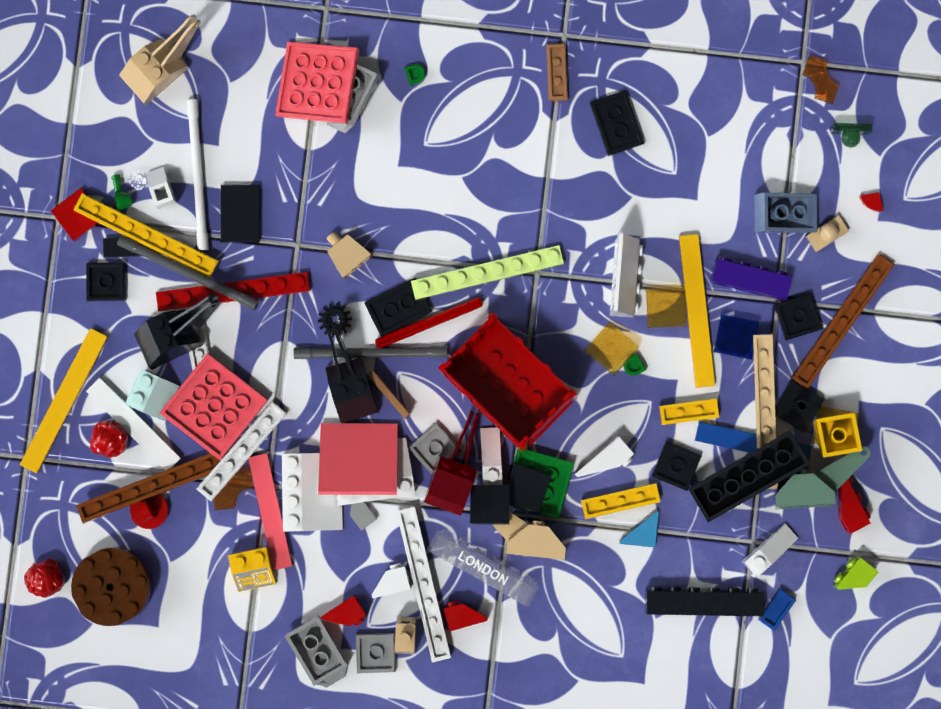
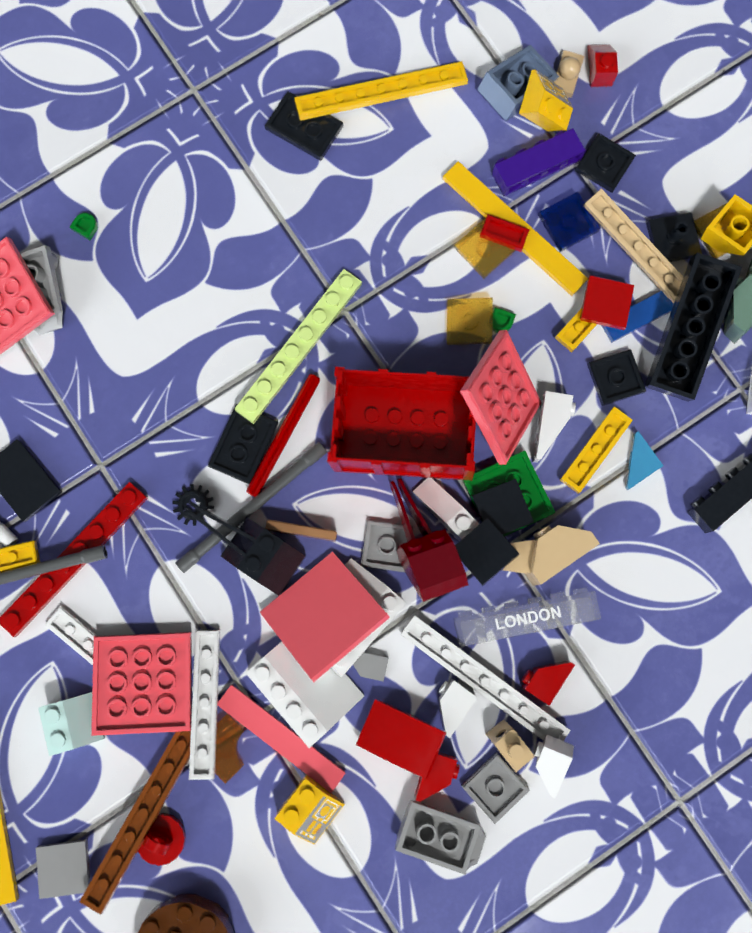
camera: 50 degrees left, 5 degrees down
(78, 478) = (63, 868): none -> light grey tile
(108, 439) = (62, 804): red hair -> none
(133, 424) = (77, 767): white tile -> none
(174, 332) = (44, 644): black slope -> none
(342, 573) = (401, 738): none -> red slope
(346, 254) = (154, 434): tan torso -> none
(422, 666) = (553, 762): none -> white slope
(556, 72) = (213, 124): medium nougat tile -> none
(582, 418) = (501, 397): none -> coral tile
(625, 276) = (425, 246): white slope -> none
(685, 309) = (504, 233): none -> red tile
(688, 142) = (380, 90): none -> yellow tile
(710, 412) = (607, 302): none -> red tile
(789, 244) = (546, 103): none -> yellow slope
(842, 321) = (646, 136): dark orange tile -> none
(856, 246) = (602, 65): none -> red slope
(872, 201) = (581, 17): red tile -> none

